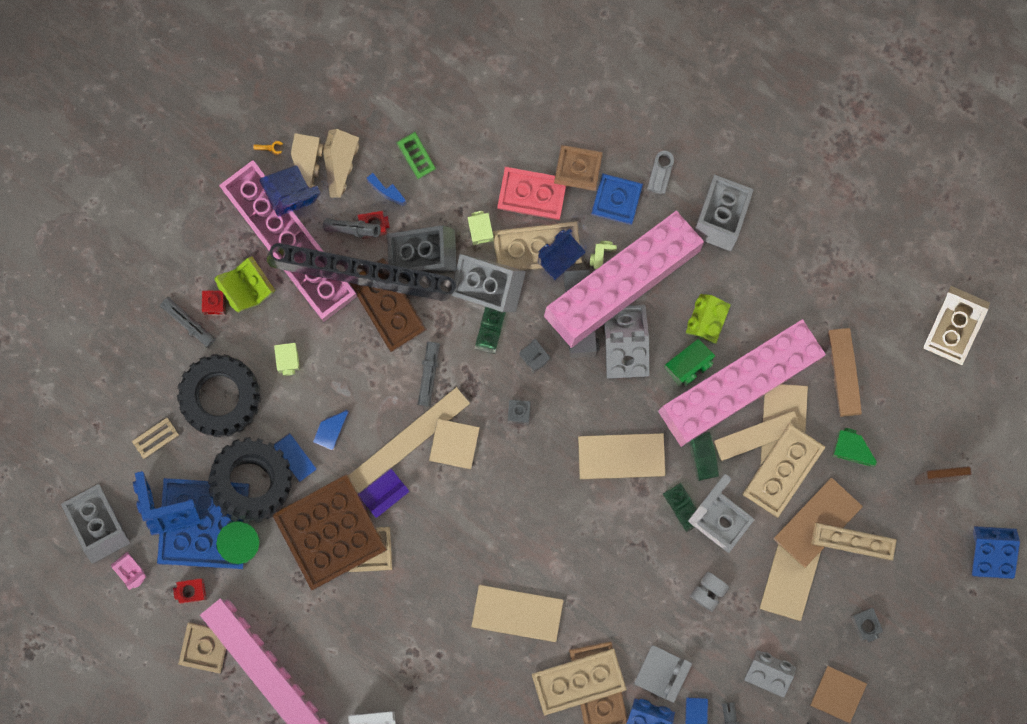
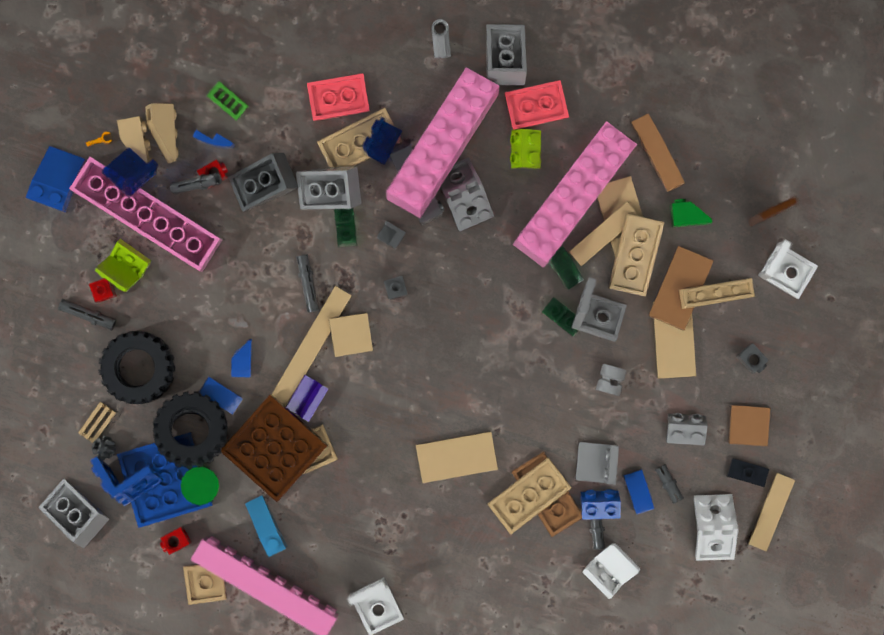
camera: 20 degrees left, 5 degrees up
(129, 571) = (117, 542): bright pink bracket -> none
(153, 466) = (104, 447): none -> dark grey gear
(207, 170) = (54, 178): none -> blue slope
(287, 359) = (183, 314): yellowish green brick -> none
(290, 611) = (266, 526): none -> dark azure slope
(351, 275) = (210, 224): black beam -> none
(390, 313) = (250, 237): reddish brown tile -> none
(480, 228) = (305, 143): yellowish green brick -> none
(578, 168) = (369, 61): medium nougat tile -> none
(597, 259) = (413, 133): yellowish green bracket -> none
(617, 199) = (411, 75): blue tile -> none
(621, 456) = (495, 293): tan tile -> none
(689, 362) = (523, 193): green slope -> none
(736, 276) = (536, 105): none -> coral plate
(928, 536) = (779, 262): none -> white bracket
(956, 325) = (737, 78): tan slope -> none
(995, 552) = (838, 258): blue bracket -> none

